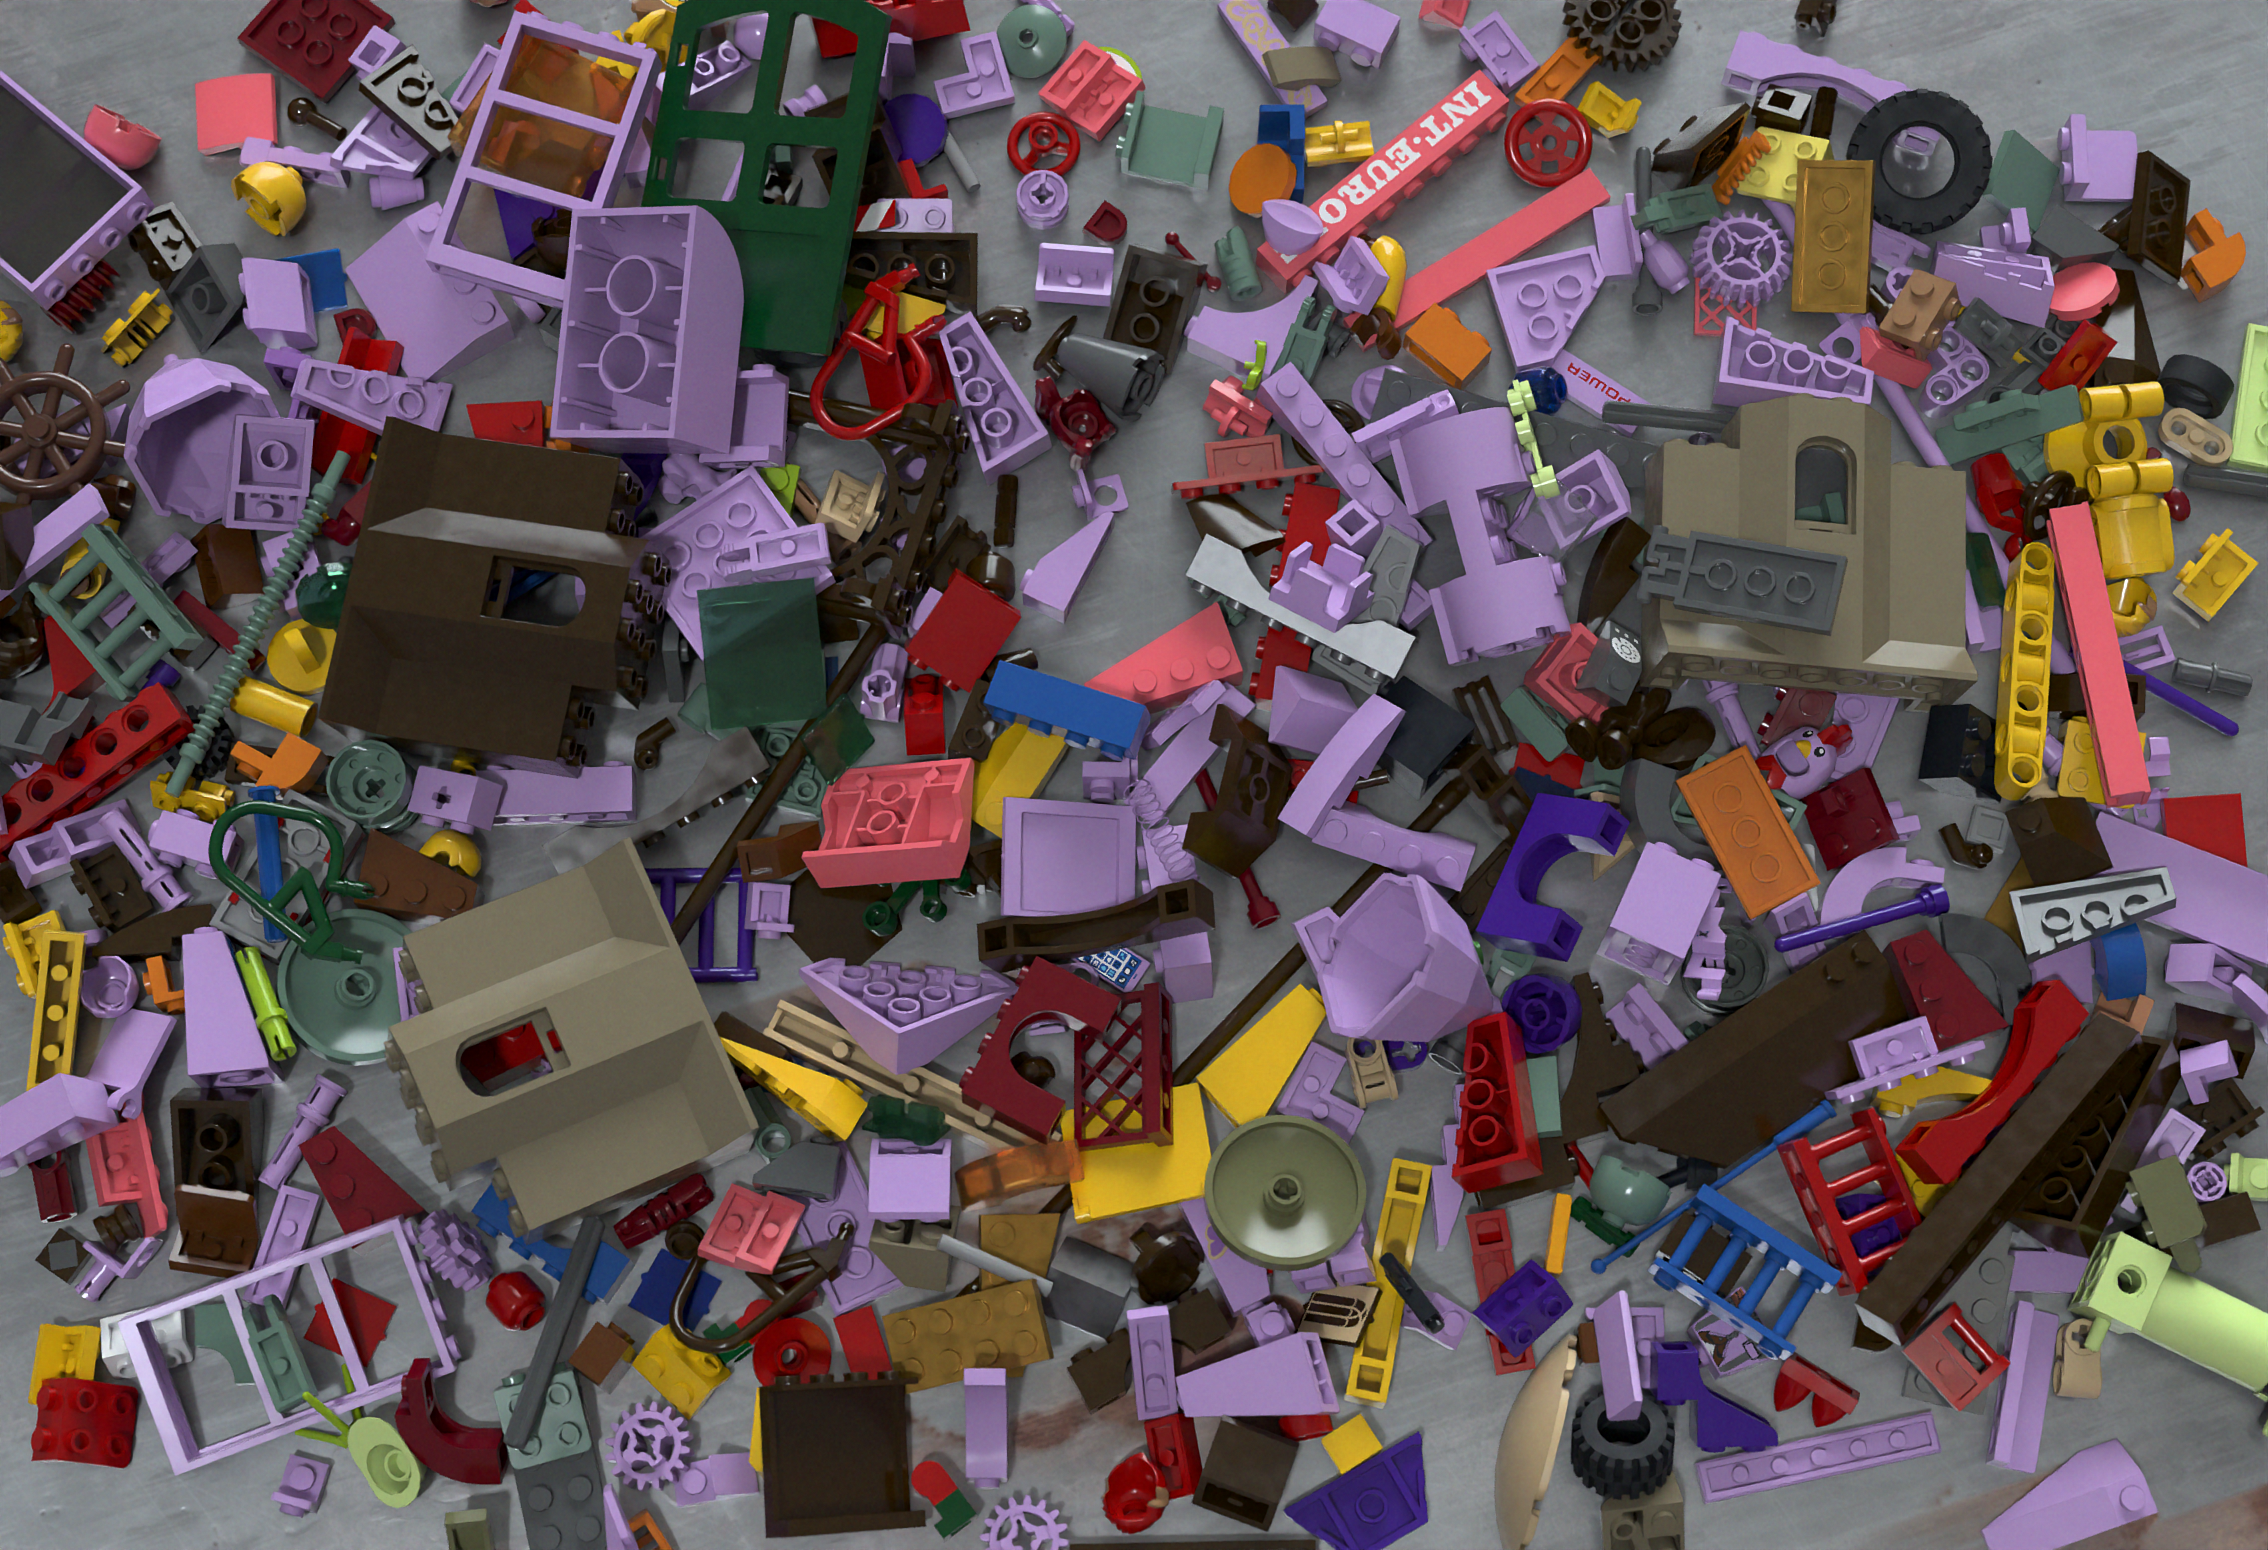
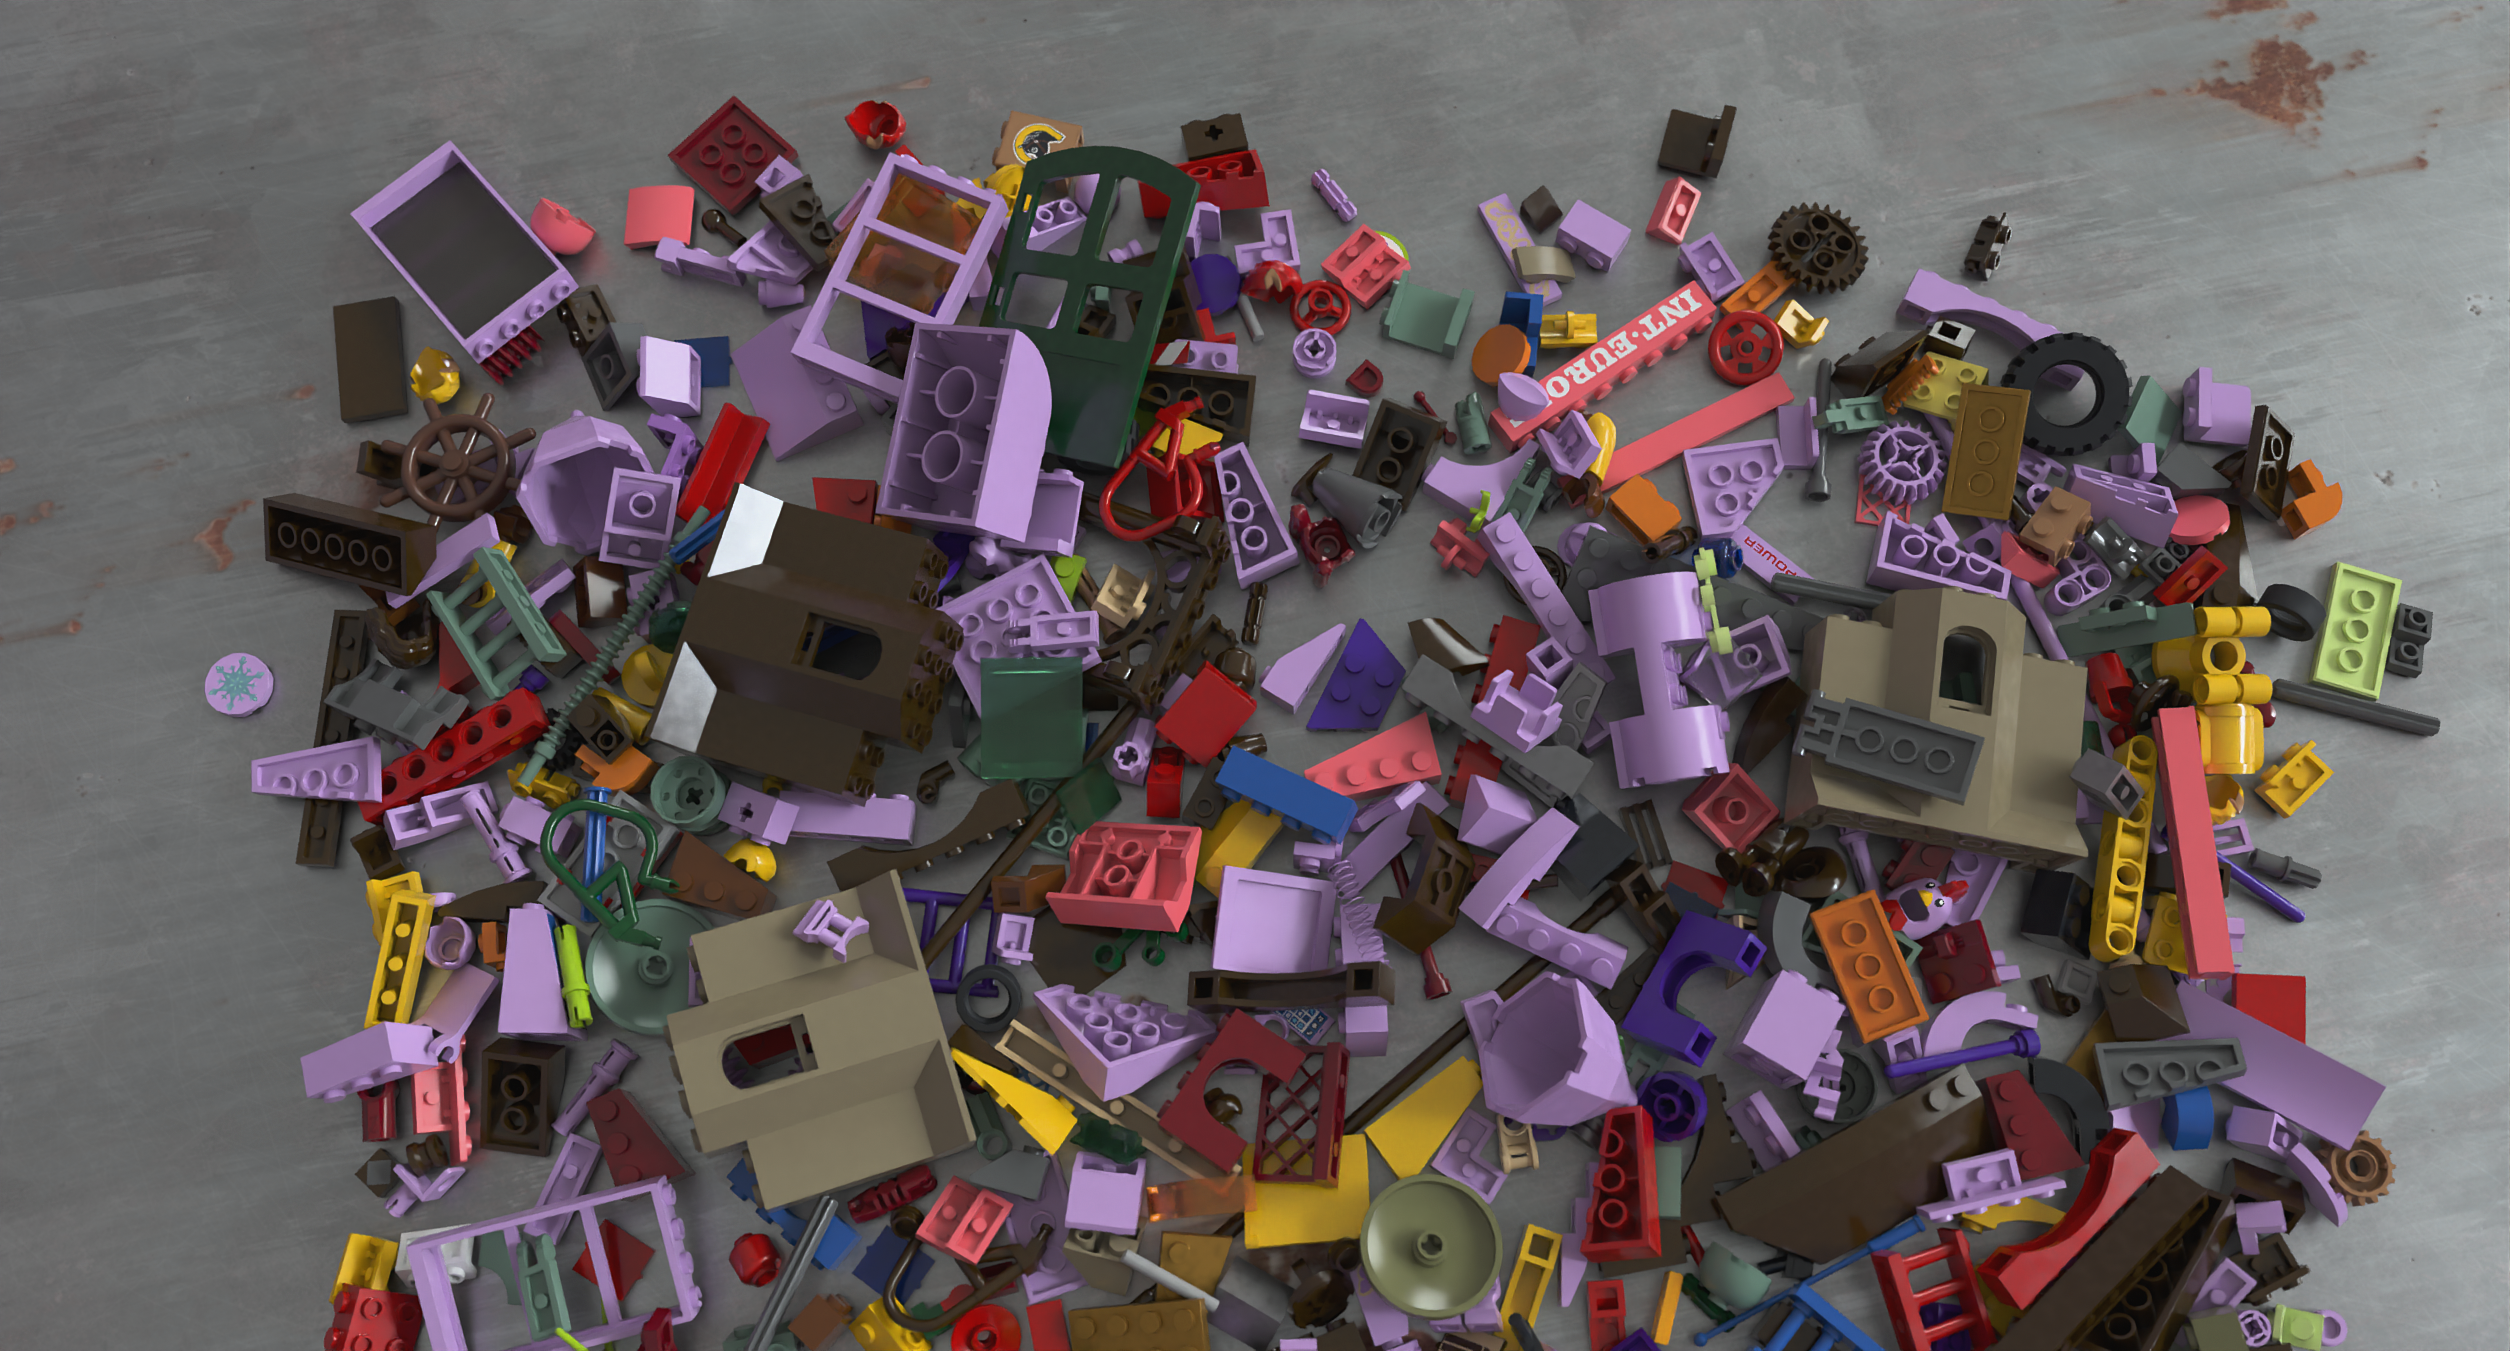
camera: 10 degrees right, 0 degrees up
(112, 889) = (463, 859): dark brown bracket -> none
(141, 309) = (556, 369): yellow hinge -> none
(216, 1231) = (508, 1171): reddish brown bracket -> none
(259, 718) = (602, 726): none -> dark brown slope
(273, 196) = (678, 286): yellow cylinder -> none
(346, 485) = (696, 540): none -> blue axle
(355, 318) = (736, 396): dark red tile -> none
(370, 395) = (732, 462): lavender wing -> none
(455, 1250) = (707, 1210): lavender gear -> none
(546, 907) = (816, 924): none -> lavender piece
(755, 1009) = (981, 1023): none -> black tyre
(983, 117) = (1272, 279): none -> red hair
(1005, 314) = (1271, 446): dark brown arm -> none
(1043, 51) = (1329, 229): sand green dish -> none
(1085, 492) = (1323, 604): lavender bracket -> none
(1137, 581) = (1359, 685): none -> dark purple wing
(1188, 1214) = (1344, 1255): none -> dark brown plate
(1245, 463) = (1461, 593): red bracket -> none
(1375, 437) = (1576, 584): lavender hinge -> none
(1484, 377) = (1673, 542): none -> dark brown pin
(1538, 722) = (1691, 845): sand green slope -> none
(1612, 667) = (1762, 806): dark grey slope -> none
(1664, 263) = (1836, 459): lavender plant -> none
(1790, 331) = (1940, 528): none -> lavender tile
(1824, 112) = (1983, 344): dark brown axle -> none
(1995, 598) = (2107, 783): none -> flat silver brick
(2128, 1012) = (2192, 1163): nougat panel -> none
(2196, 435) = (2283, 655): tan plate -> none

